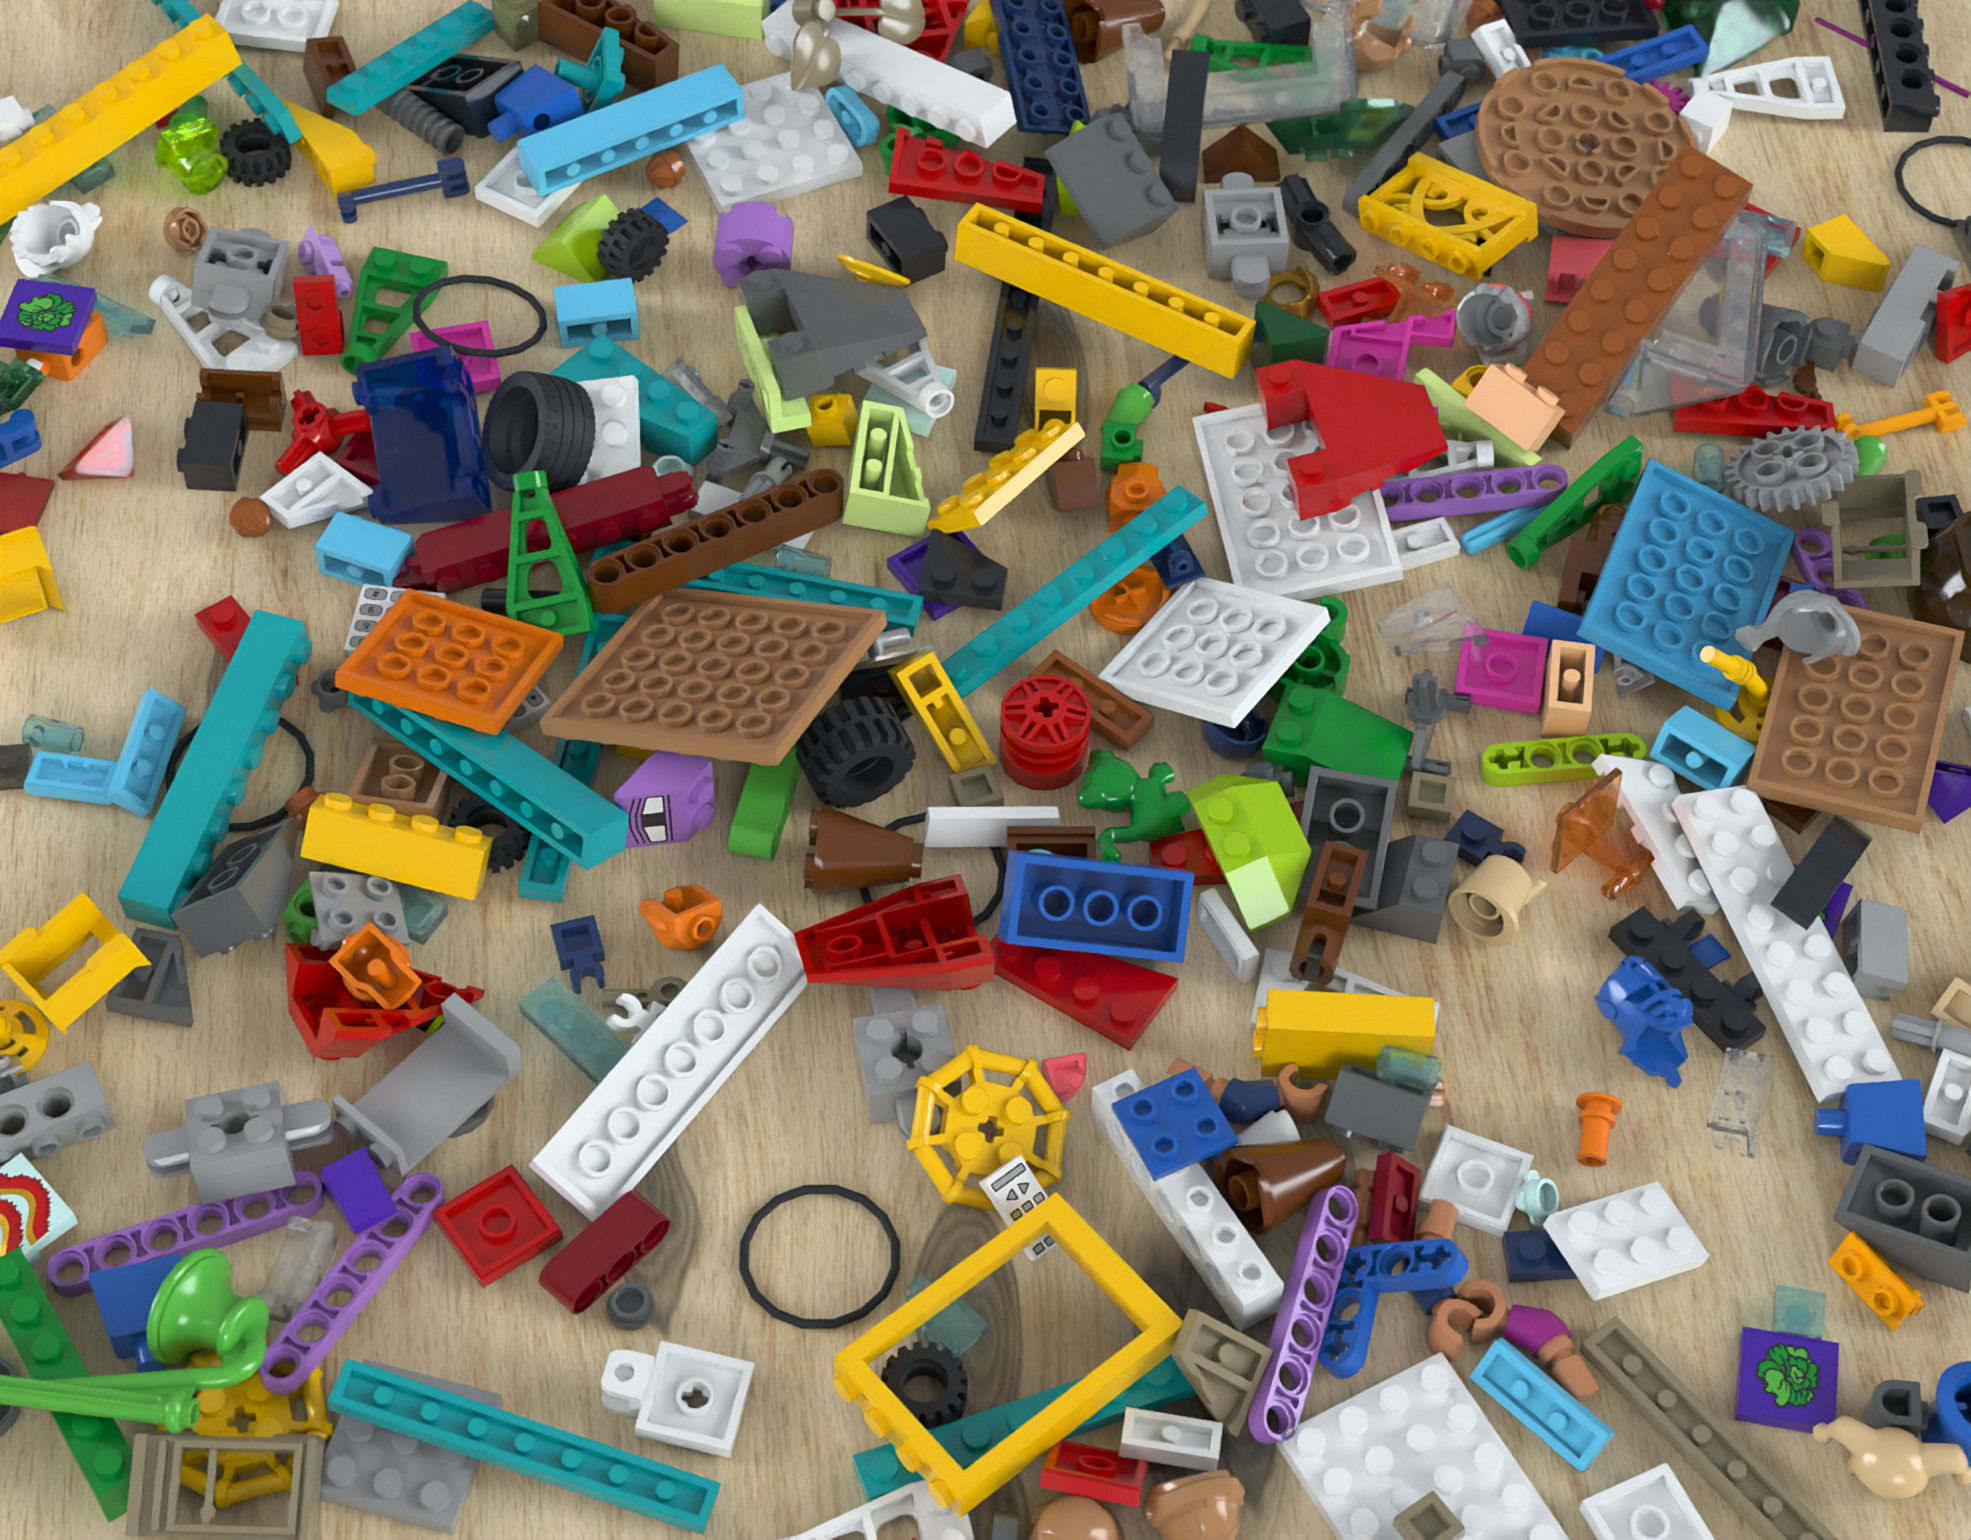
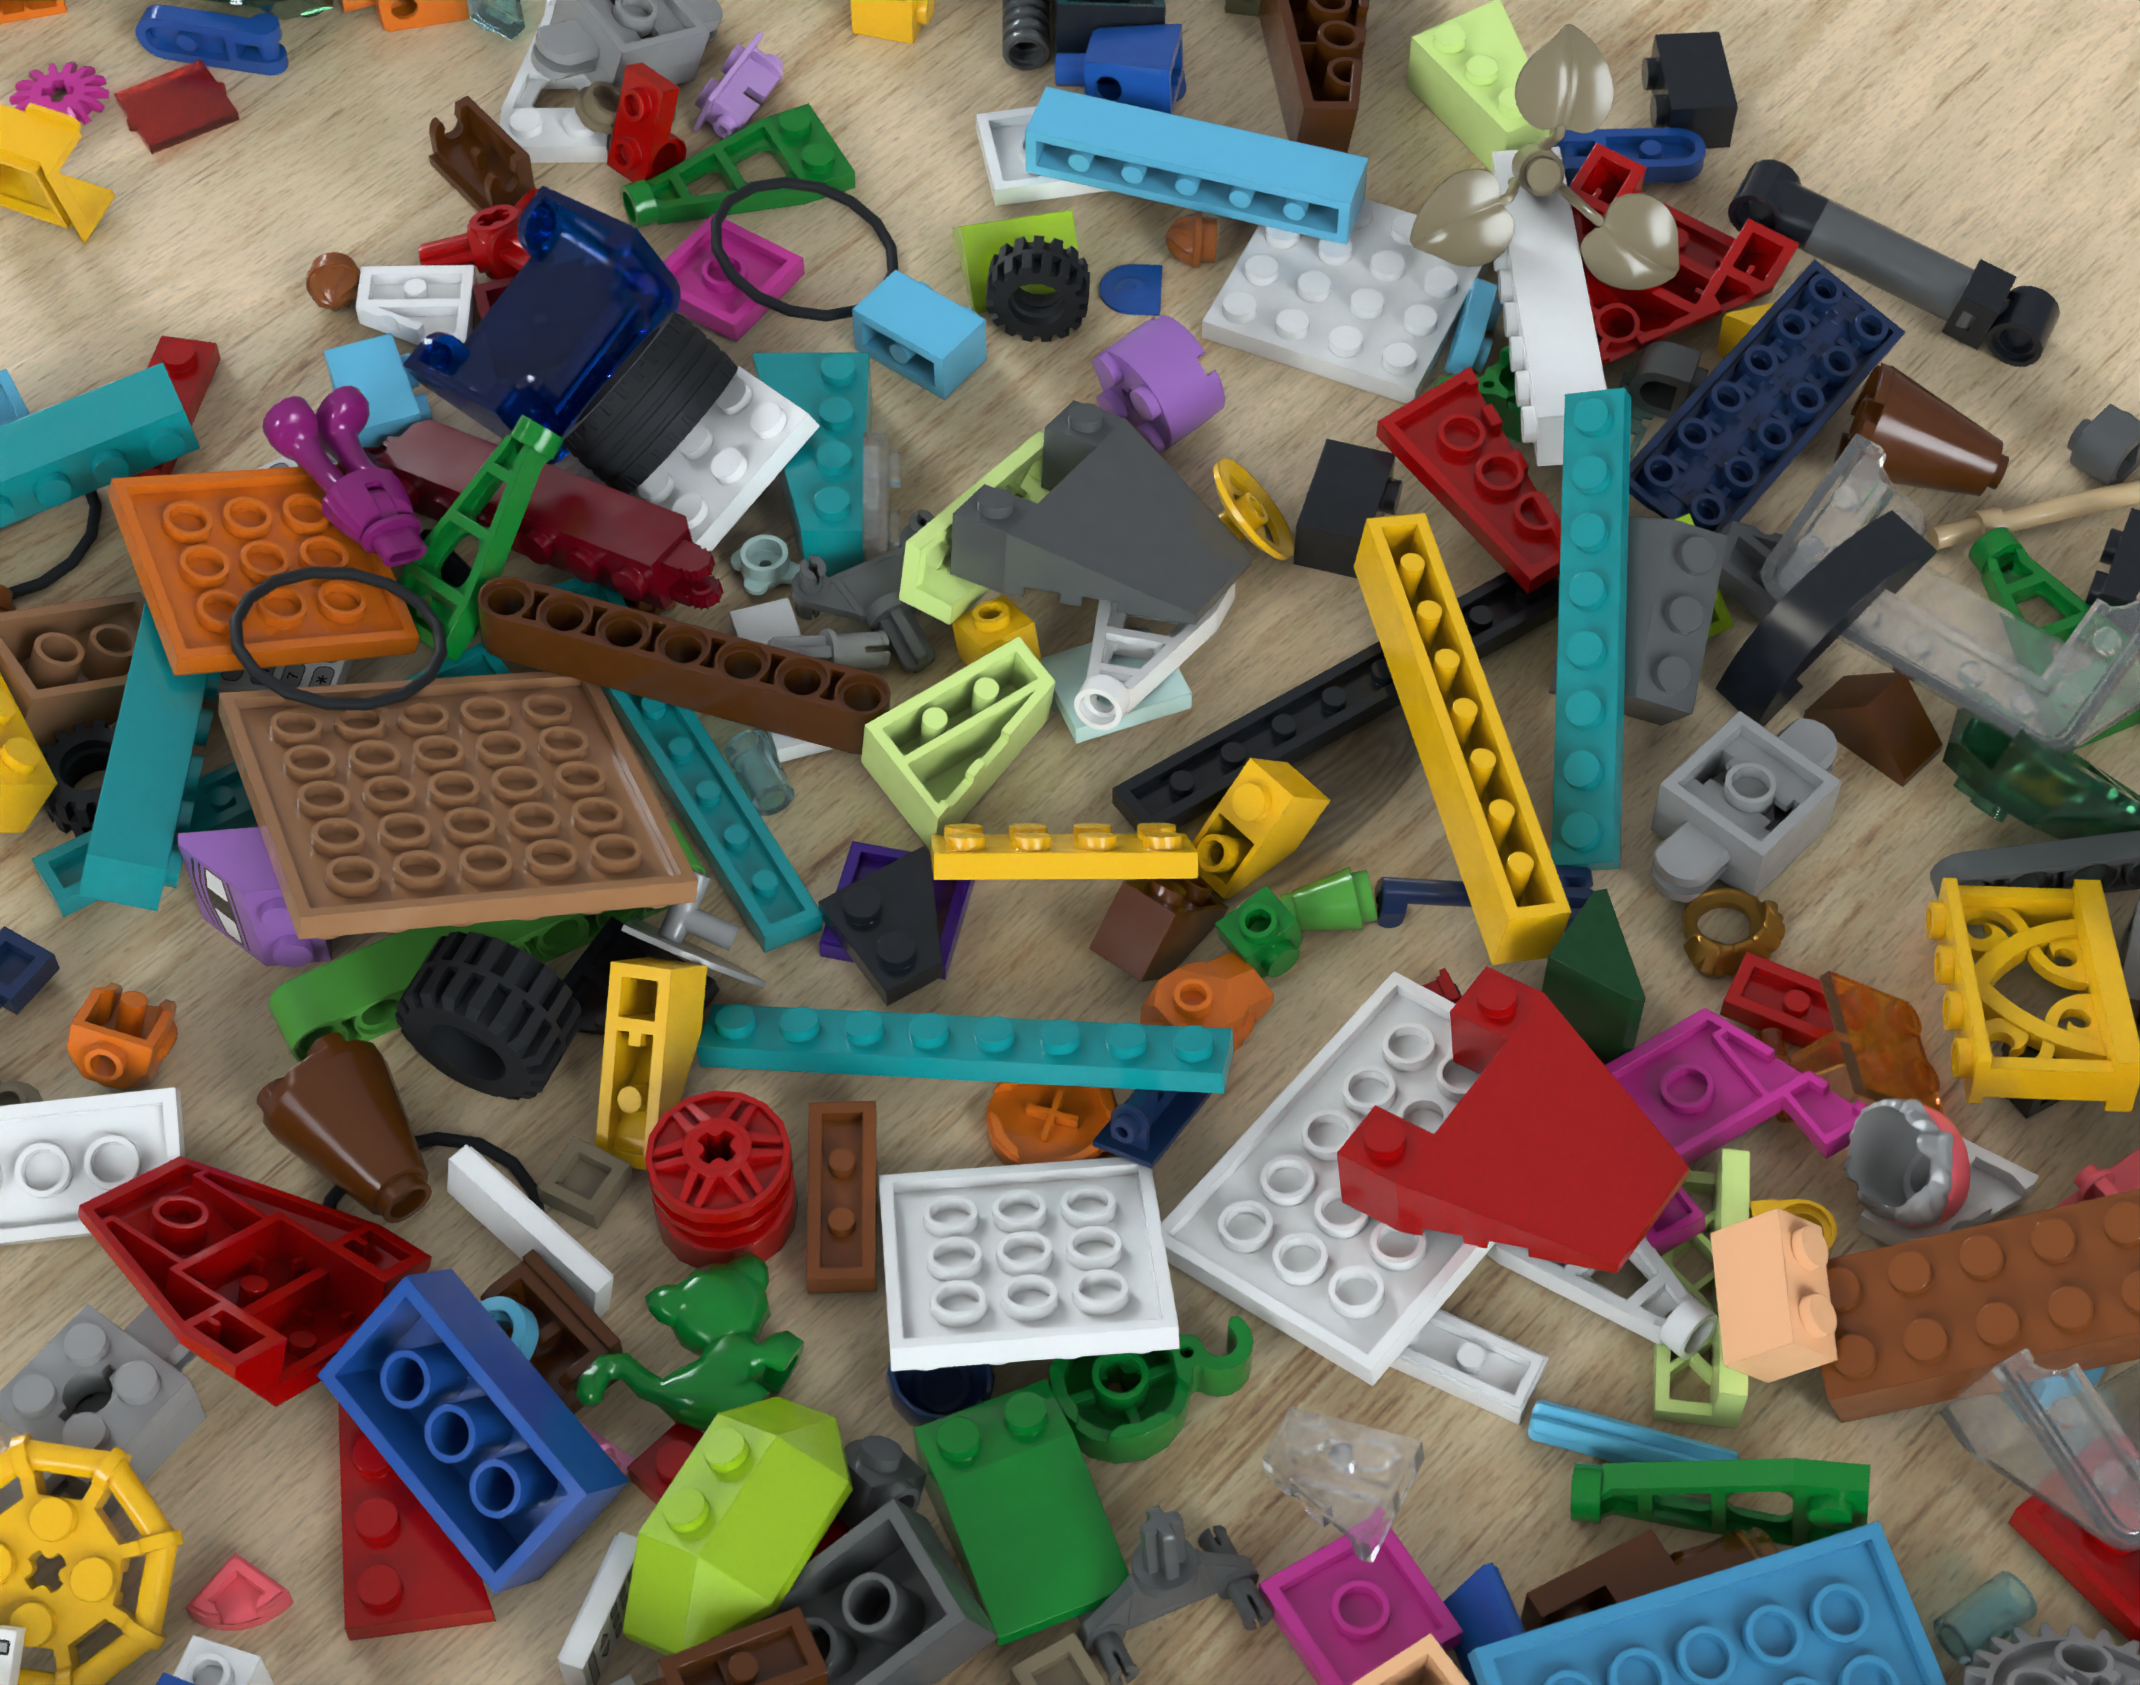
camera: 50 degrees right, 0 degrees up
(105, 455) = (305, 123): clear red slope -> none
(214, 446) = (398, 187): black brick -> none
(450, 177) = (964, 79): dark blue hinge -> none
(456, 590) = (366, 501): none -> magenta piece
(553, 695) = (337, 703): none -> black piece
(600, 77) = (1239, 87): teal plate -> none
(1095, 188) = (1592, 630): none -> teal plate
(1312, 226) = (1854, 866): black piece -> none
(1484, 482) = (1621, 1384): medium lavender beam -> none

